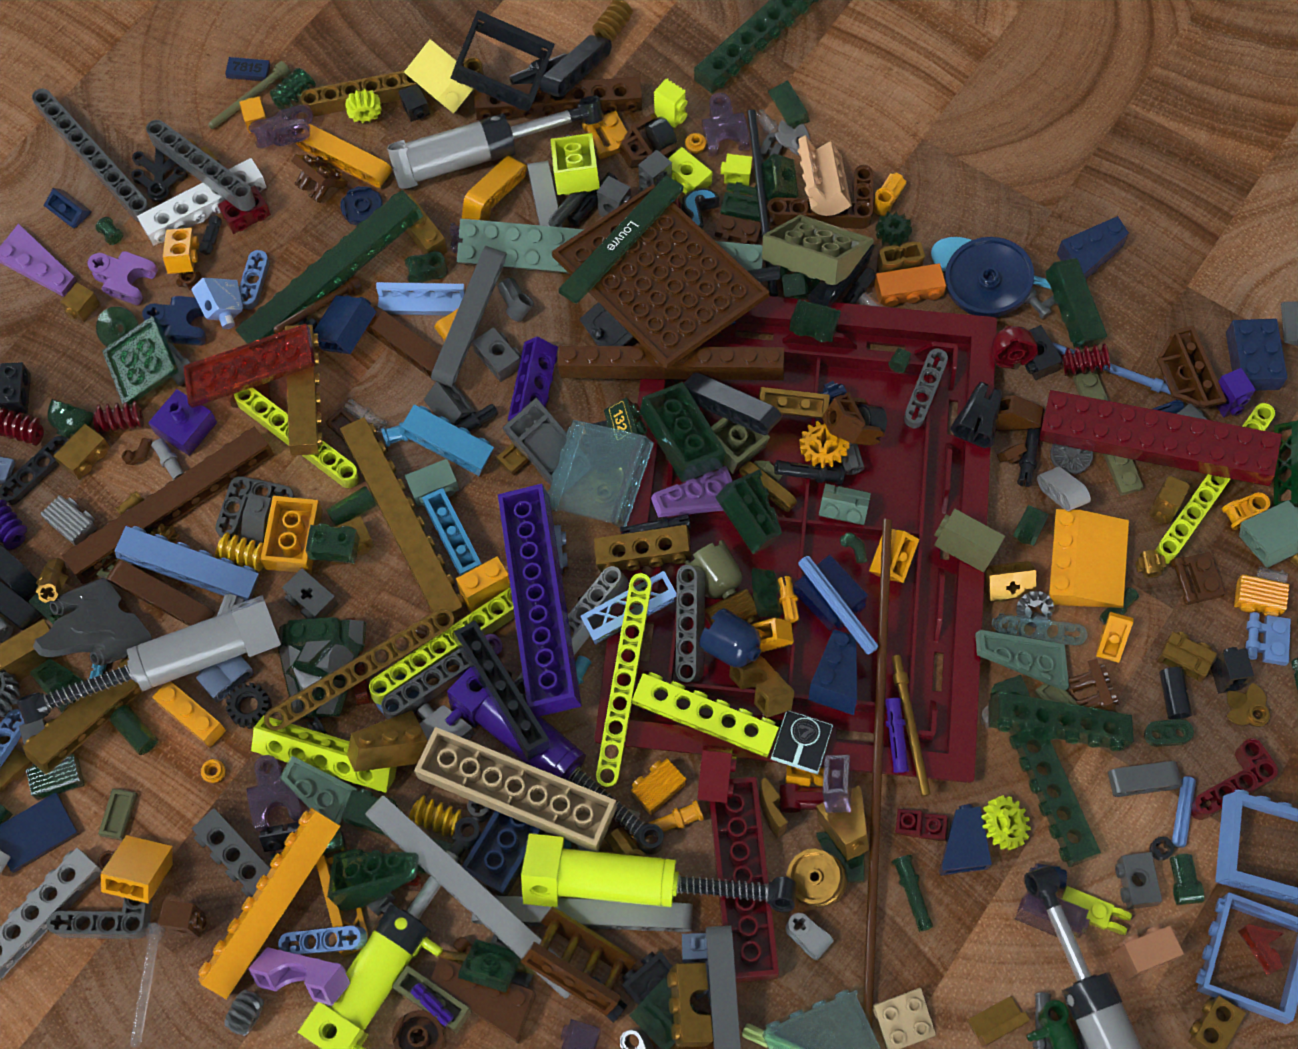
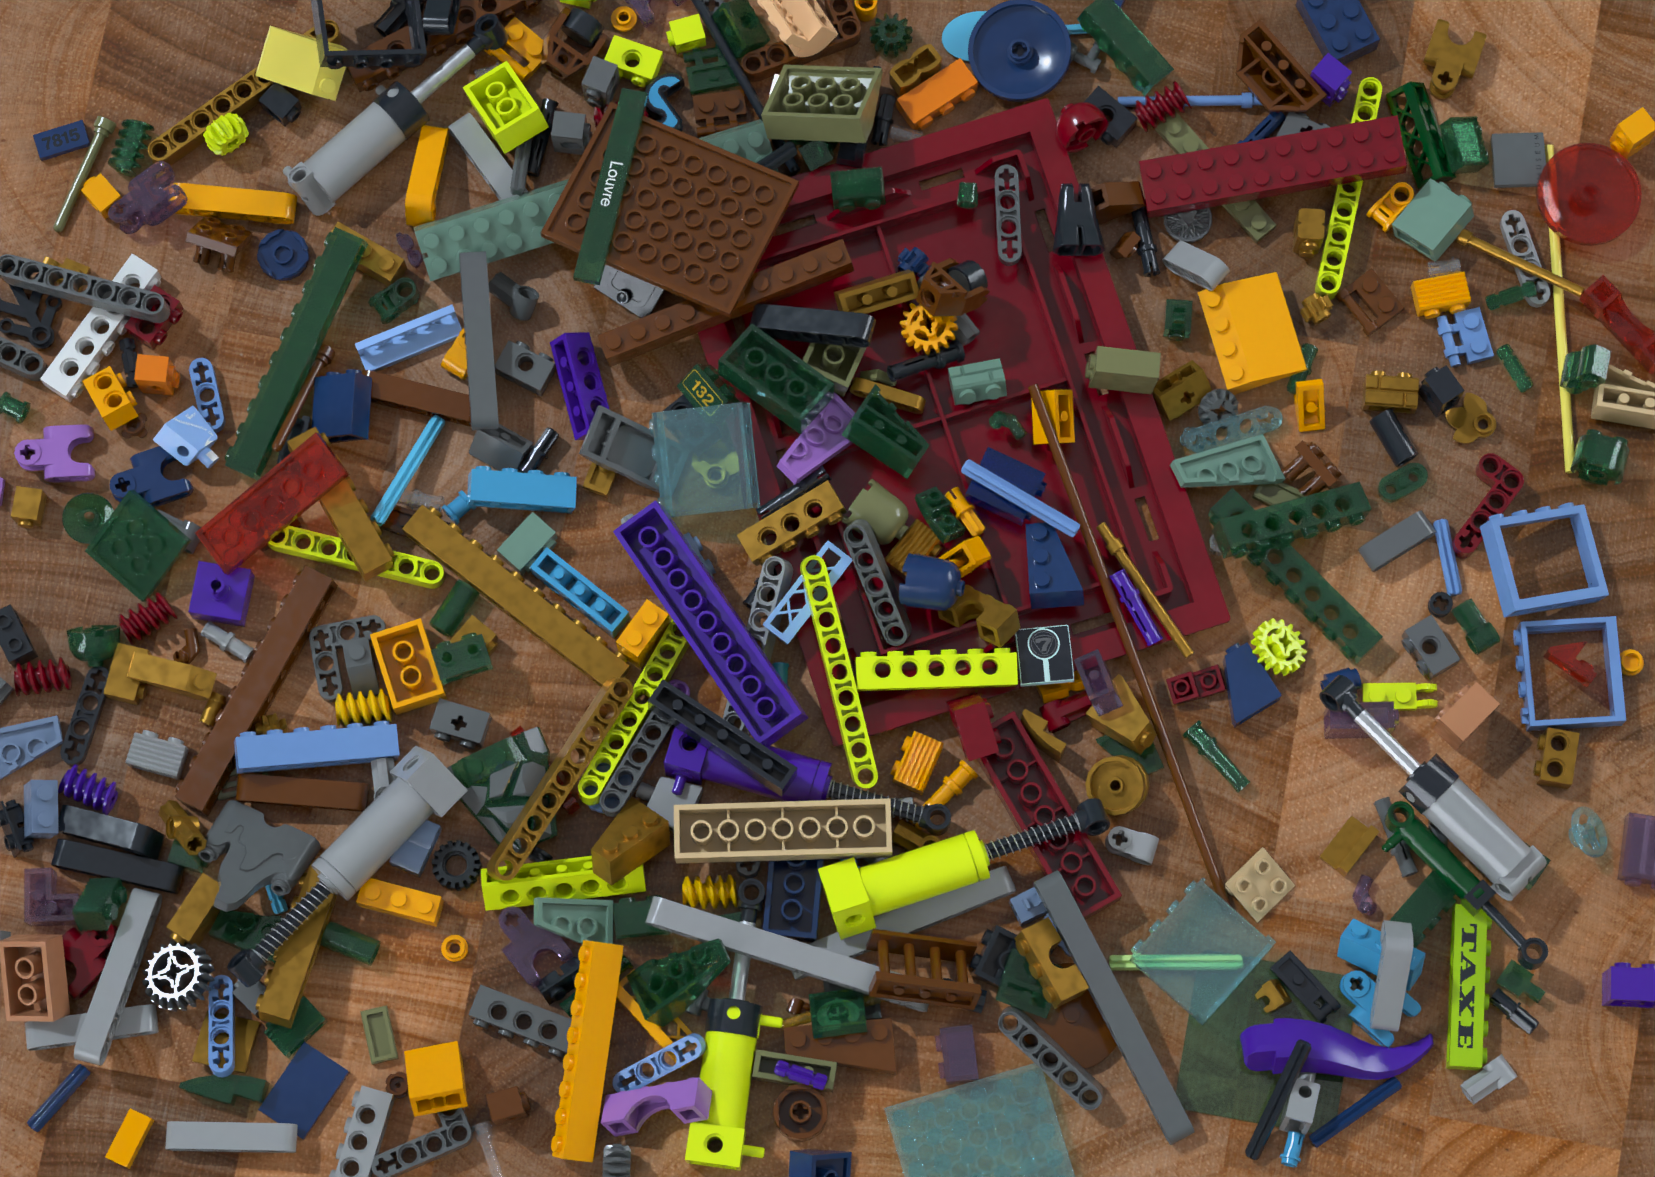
camera: 25 degrees left, 10 degrees up
(110, 464) = (172, 675): none -> pearl gold slope
(220, 246) = (156, 375): none -> orange brick
(368, 390) = (407, 470): none -> medium azure axle

